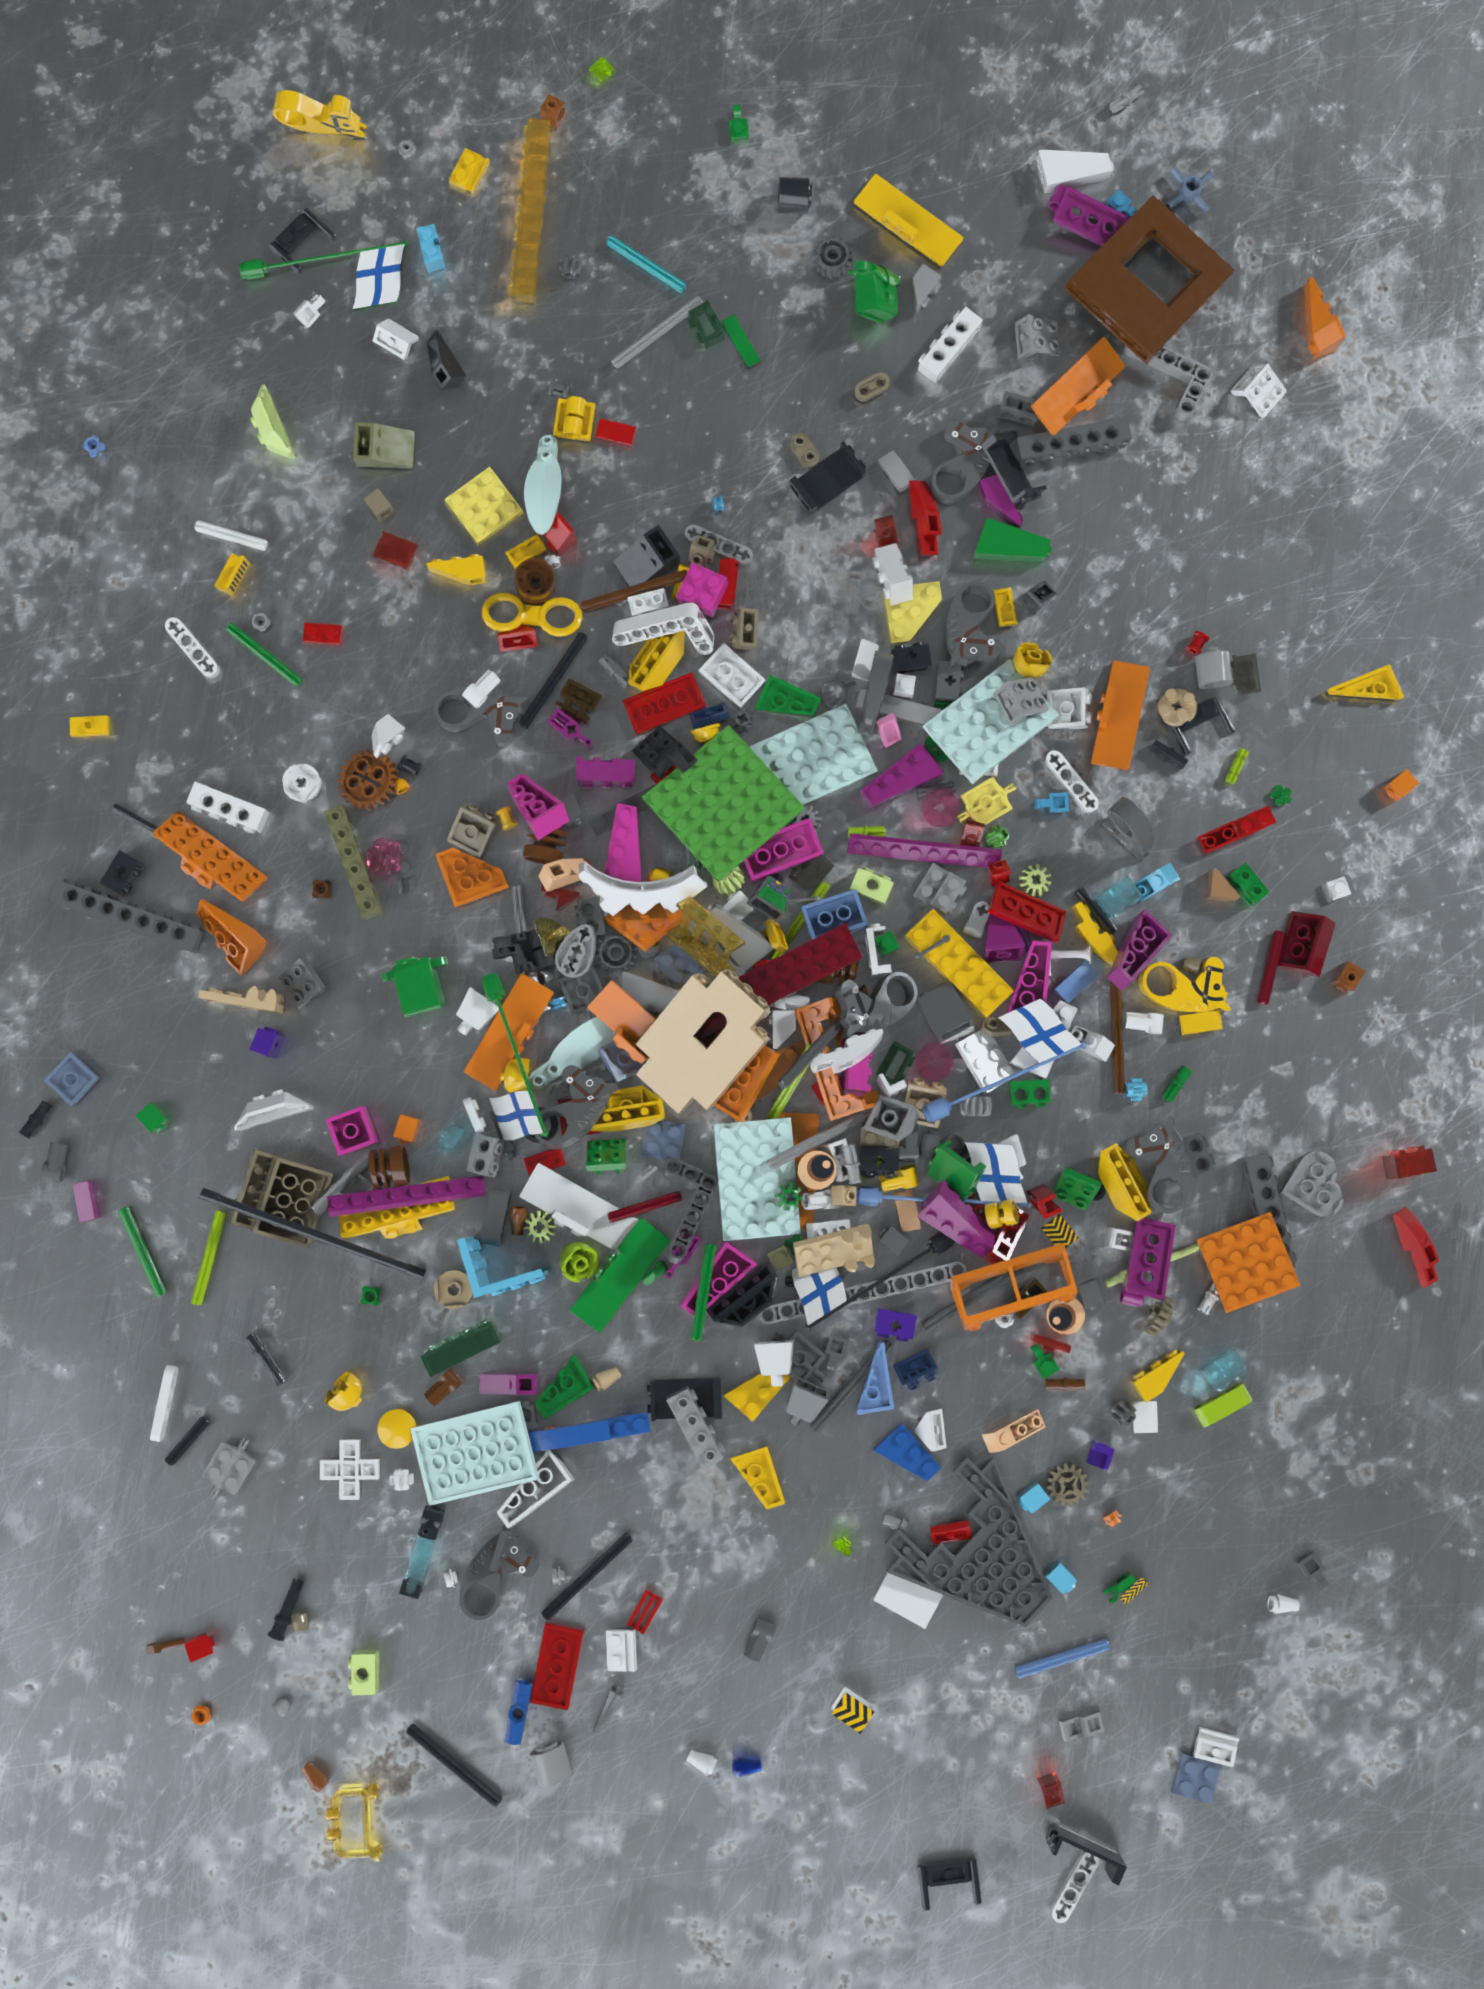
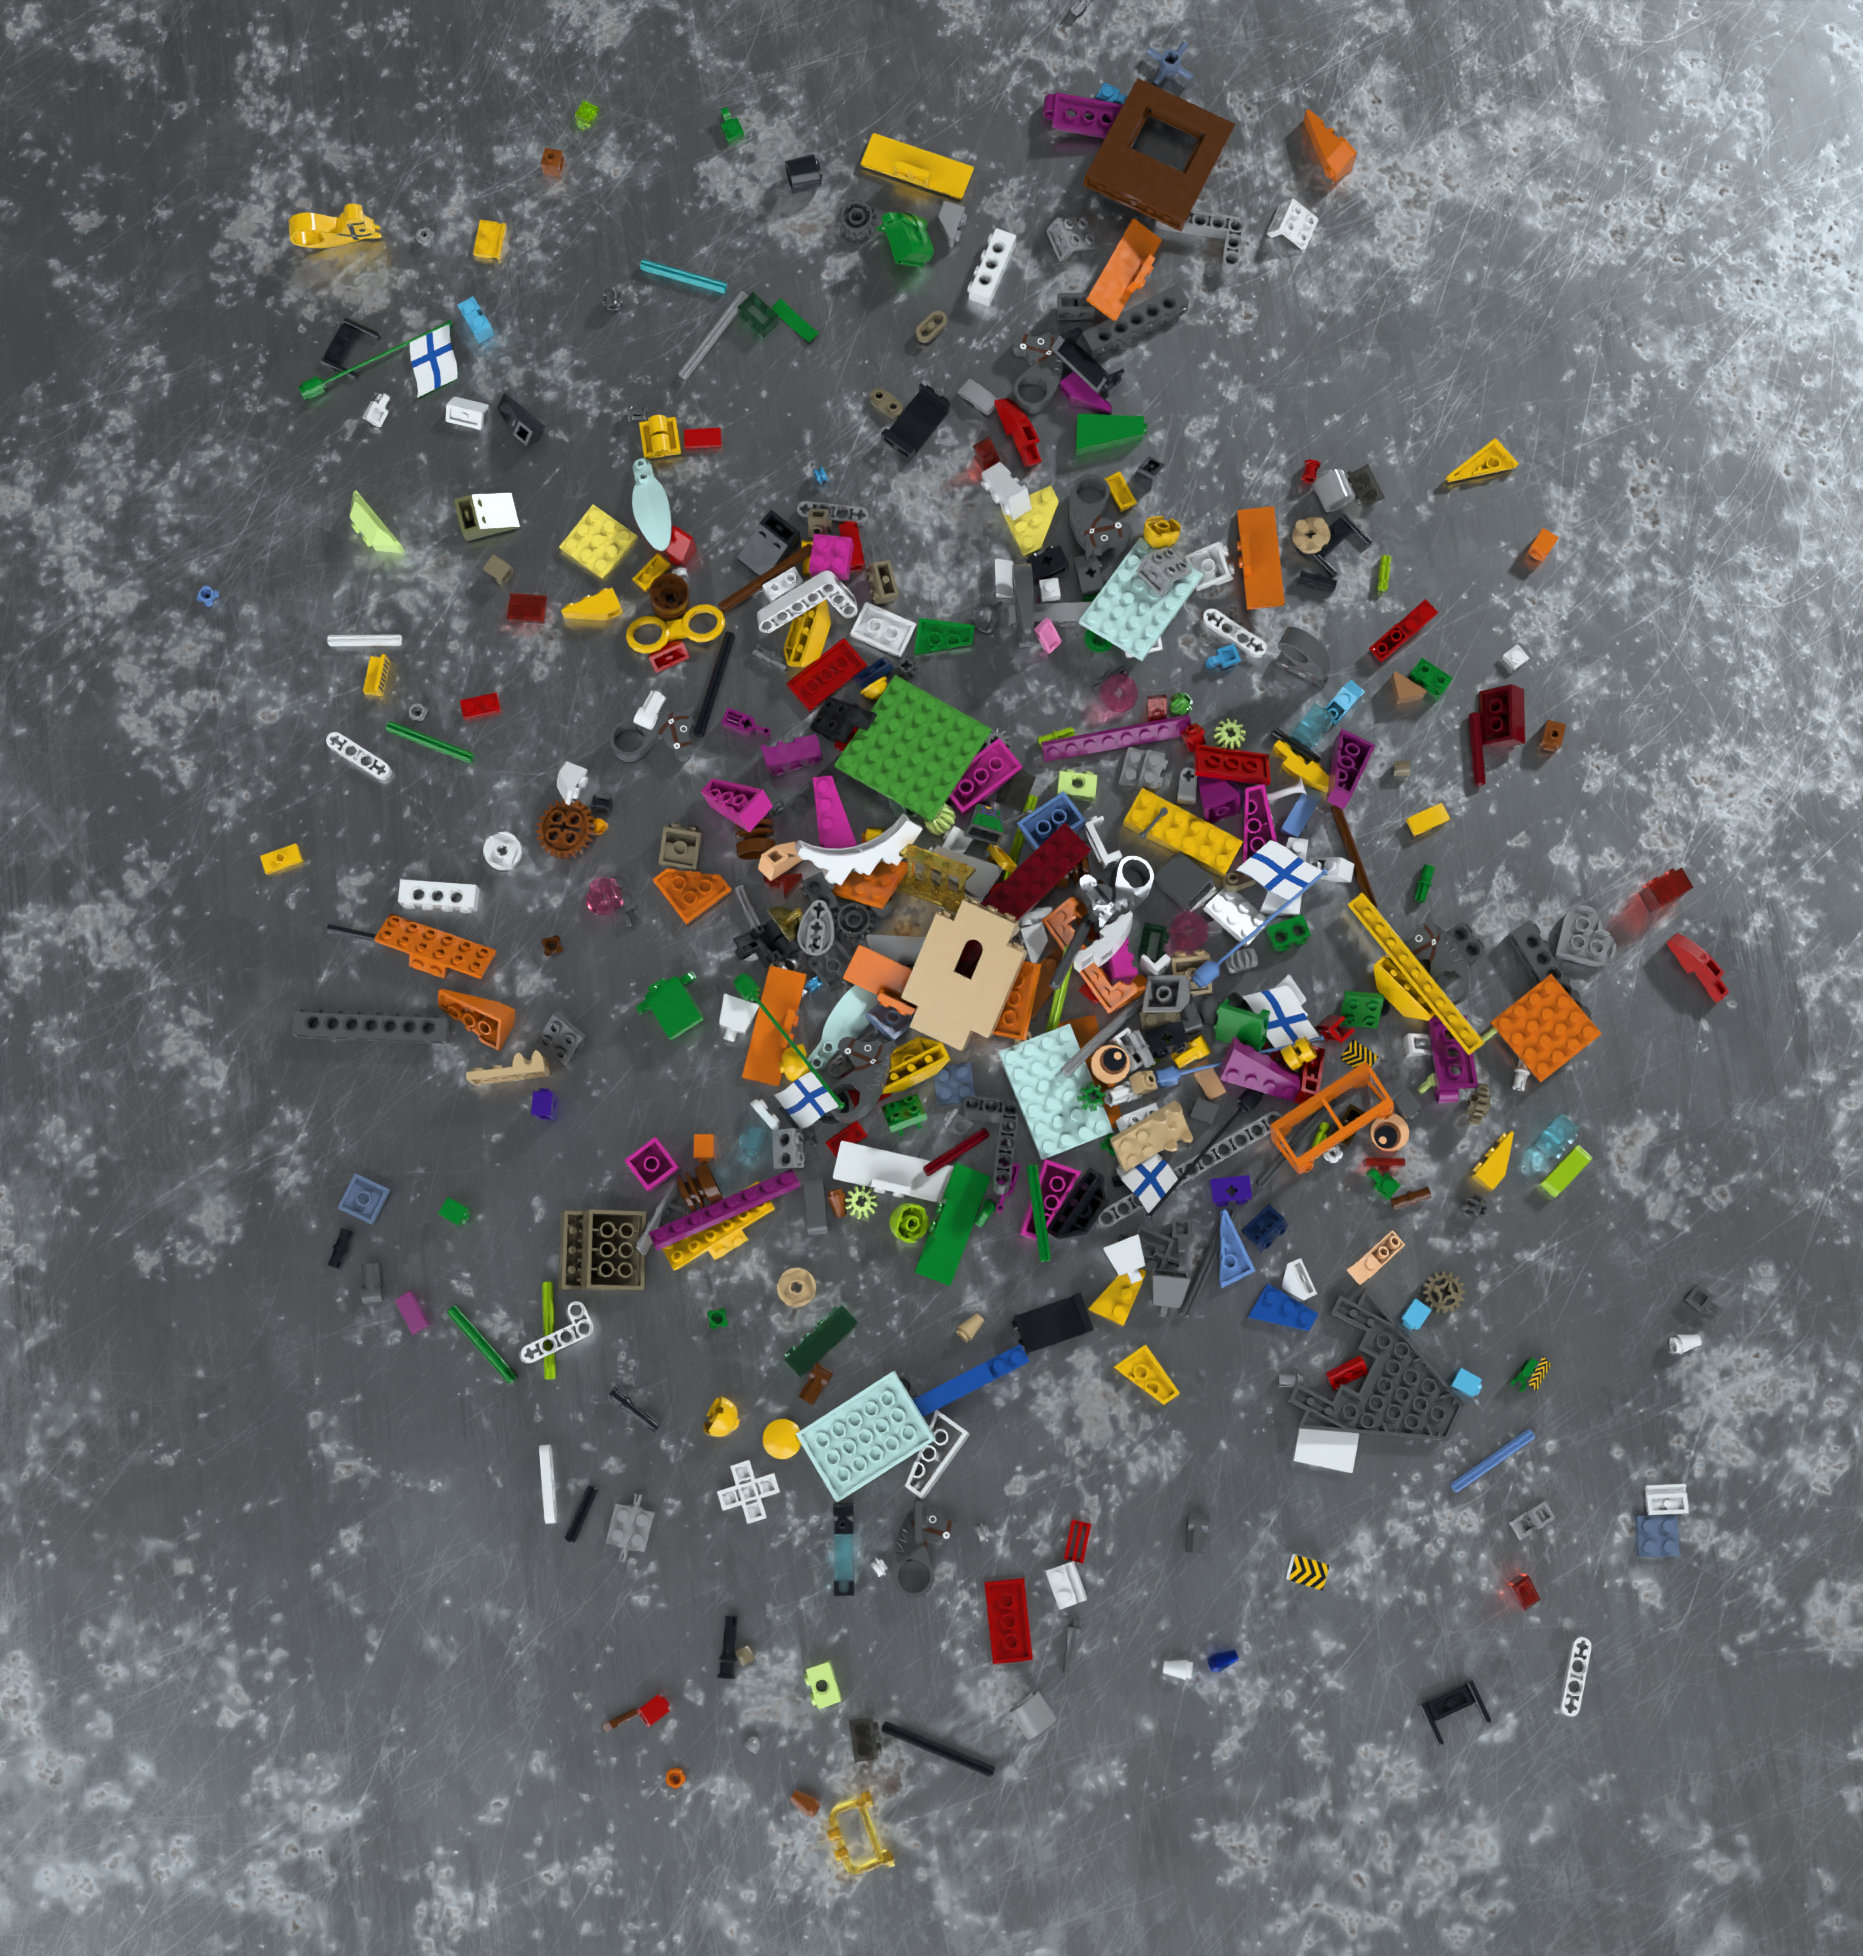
camera: 15 degrees left, 5 degrees down
(112, 876) = (351, 978): black brick -> none
(210, 1268) = (555, 1339): none -> white beam
(217, 1199) = (543, 1264): black piece -> none
(270, 1109) = (567, 1168): white wedge -> none
(353, 862) = (576, 910): olive brick -> none
(387, 1735) = (864, 1739): none -> clear smoke bracket
(401, 1479) = (802, 1485): white gear -> none
(477, 1276) = (842, 1265): medium azure bracket -> none
(506, 818) = (710, 825): yellow bush -> none
(509, 1383) = (877, 1360): magenta slope -> none
(515, 1723) = (986, 1690): blue piece -> none
(531, 211) = (560, 259): clear yellow brick -> none
(565, 1389) = (934, 1349): green wing -> none
(581, 696) = (747, 691): dark brown plate -> none
(587, 1576) = (1010, 1524): black axle -> none
(678, 966) = (916, 915): sand blue plate -> none
(695, 1428) = (1070, 1347): light grey brick -> none
(779, 1257) = (1100, 1160): olive brick -> none
(818, 755) = (989, 679): light aqua plate -> none
(842, 1545) = (1248, 1417): clear neon green plate -> none
(886, 944) = (1109, 834): green brick -> none
(908, 773) = (1076, 673): magenta wedge -> none
(986, 802) = (1160, 675): light yellow plate -> none
(998, 1298) = (1321, 1134): none -> lime axle
(1072, 168) = (1055, 76): white slope -> none
(1100, 1455) = (1465, 1255): dark purple panel -> none
(1113, 1518) = (1497, 1311): orange plate -> none
(1115, 1864) = (1608, 1641): black panel -> none
(1136, 1089) = (1387, 899): medium azure gear -> none
(1139, 1172) = (1416, 974): none -> yellow plate
(1146, 1417) = (1498, 1206): white sticker -> none
(1149, 1022) = (1380, 834): white piece -> none
(1199, 995) = (1418, 794): yellow animal -> none
(1281, 795) = (1434, 588): green plant -> none

